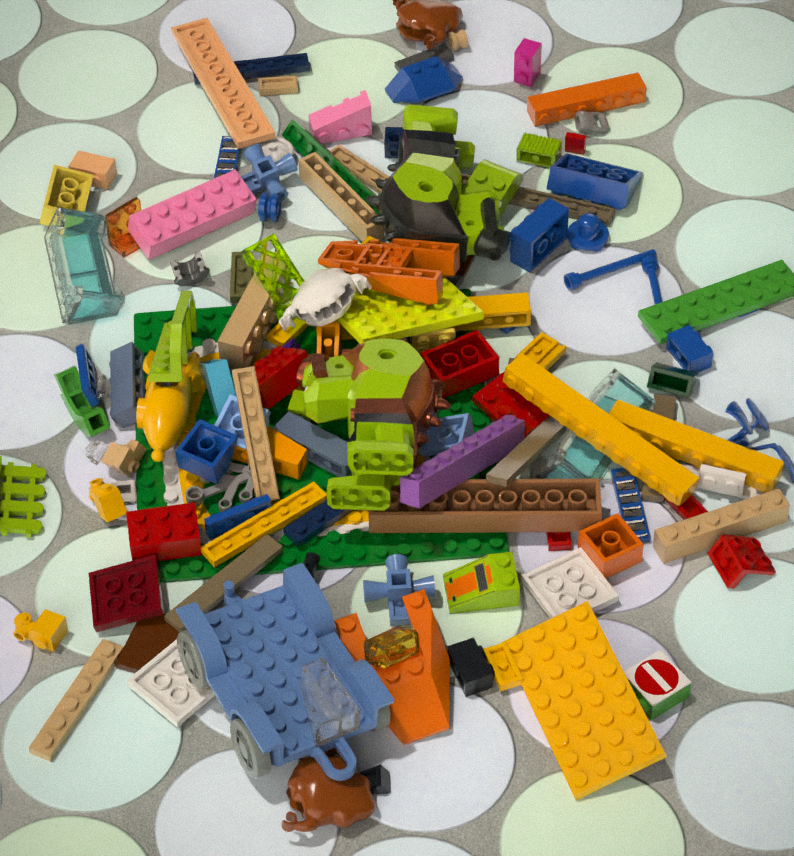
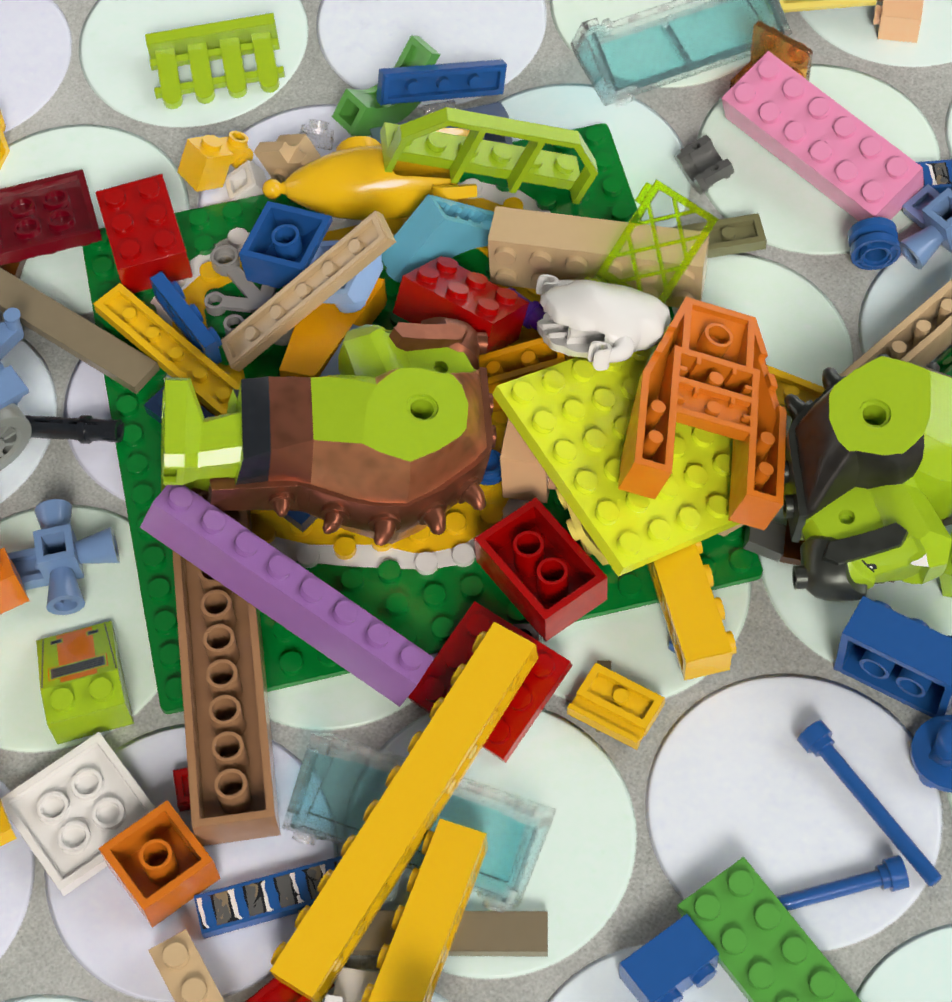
camera: 85 degrees right, 10 degrees up
(451, 432) = (379, 577): light blue slope -> none
(525, 453) = (328, 689): dark tan tile -> none
(672, 379) = (590, 941): dark green brick -> none

